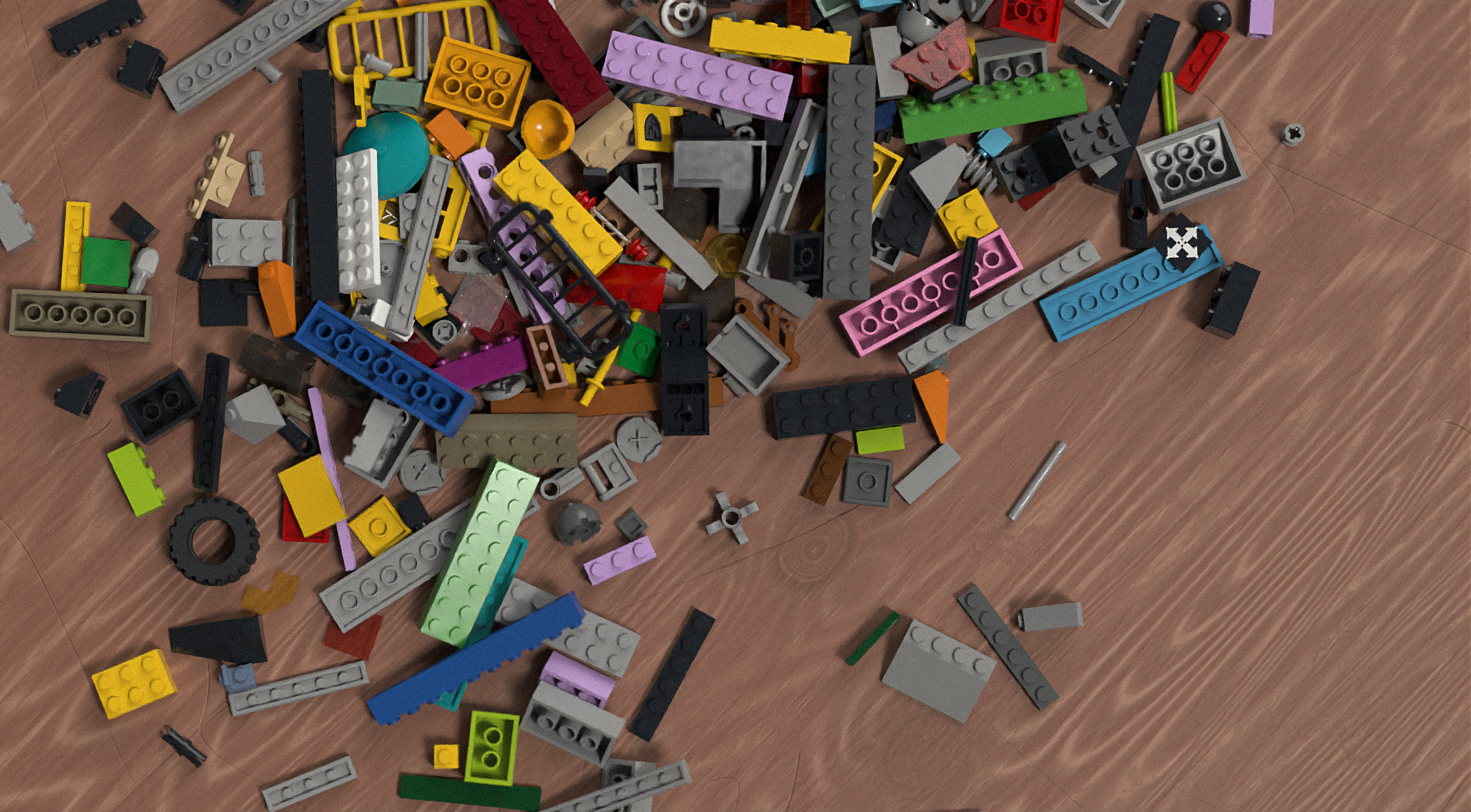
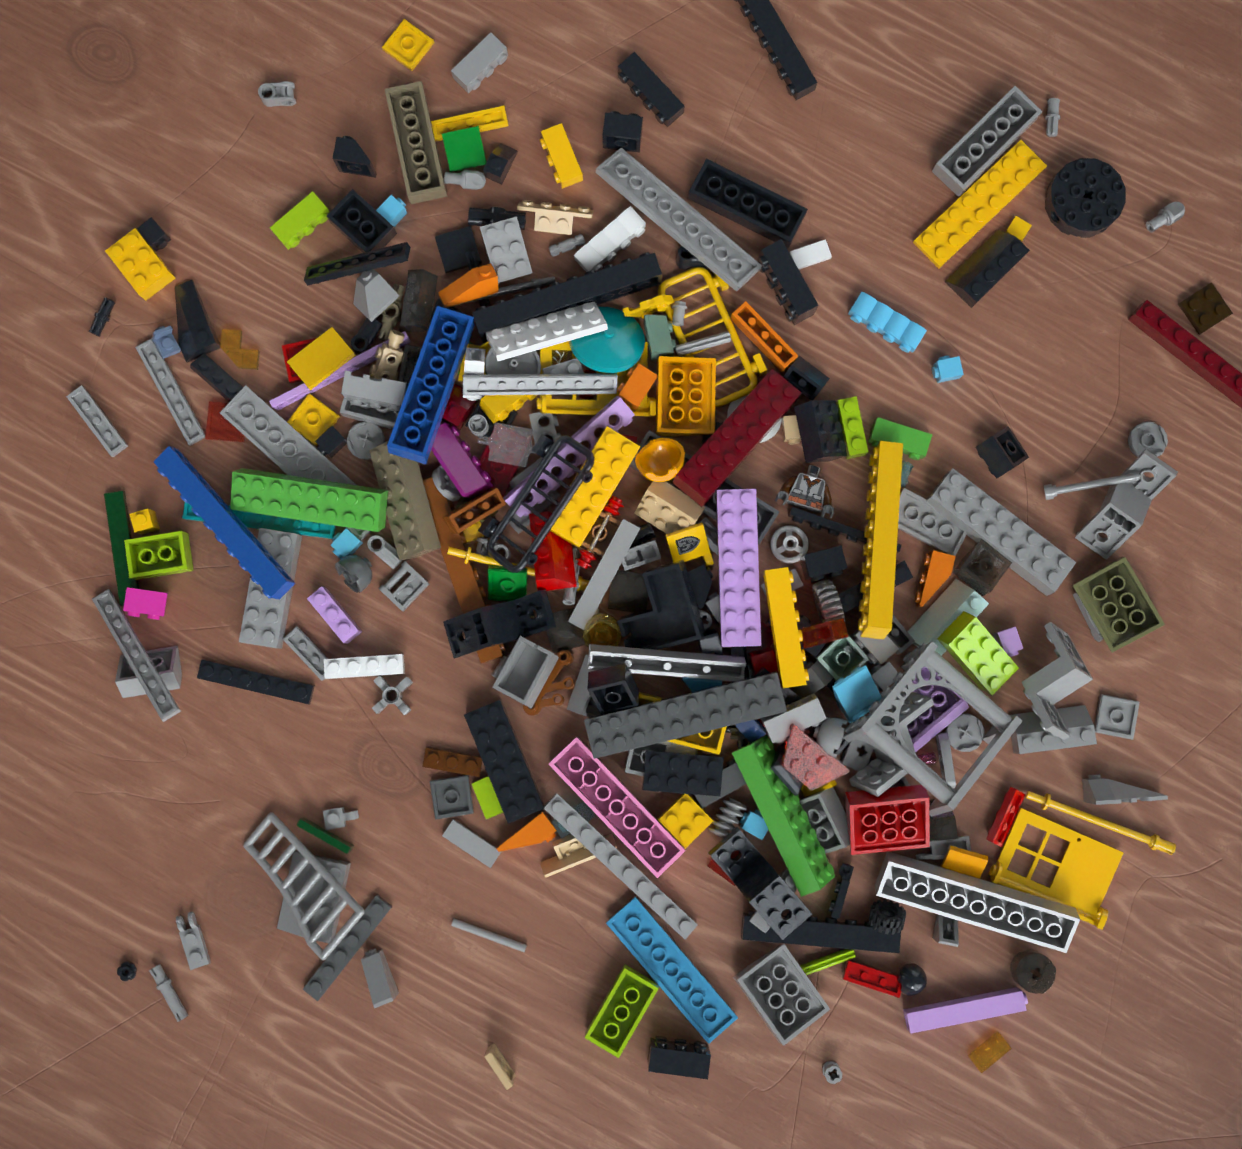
camera: 80 degrees right, 0 degrees up
(102, 658) = (154, 234): none -> black brick
(147, 151) = (561, 156): none -> yellow brick
(155, 366) = (392, 210): none -> medium azure brick
(182, 541) = (253, 272): black tyre -> none
(267, 122) = (610, 240): none -> white brick
(269, 71) = (651, 232): light grey pin -> none
(298, 628) = (216, 377): none -> black plate
(345, 425) = (392, 349): none -> tan brick
(539, 527) = (345, 543): none -> medium azure brick
(545, 773) = (145, 602): none -> dark pink brick
(572, 724) = (192, 613): light grey brick -> none
(577, 679) = (228, 607): lavender brick -> none
(596, 182) = (632, 510): black tile -> none
(632, 525) = (367, 617): dark grey tile -> none
(639, 440) = (437, 603): light grey tile -> none
(656, 603) = (307, 651): none -> light grey tile
(690, 540) = (364, 666): none -> white brick
(856, 621) = (337, 817): none -> light grey plate
(937, 176) = (712, 788): light grey slope -> none
(939, 691) = (283, 886): none -> light grey bar
(965, 281) = (631, 833): black axle -> none
(969, 362) = (569, 854): none -> tan bracket
(1136, 23) = (887, 916): none -> black tyre
(1136, 199) = (716, 963): black piece -> none
(1161, 351) = (621, 1011): none -> lime brick
(1182, 242) = (716, 1003): black sticker -> none
(1185, 504) = (500, 1066): none -> tan tile

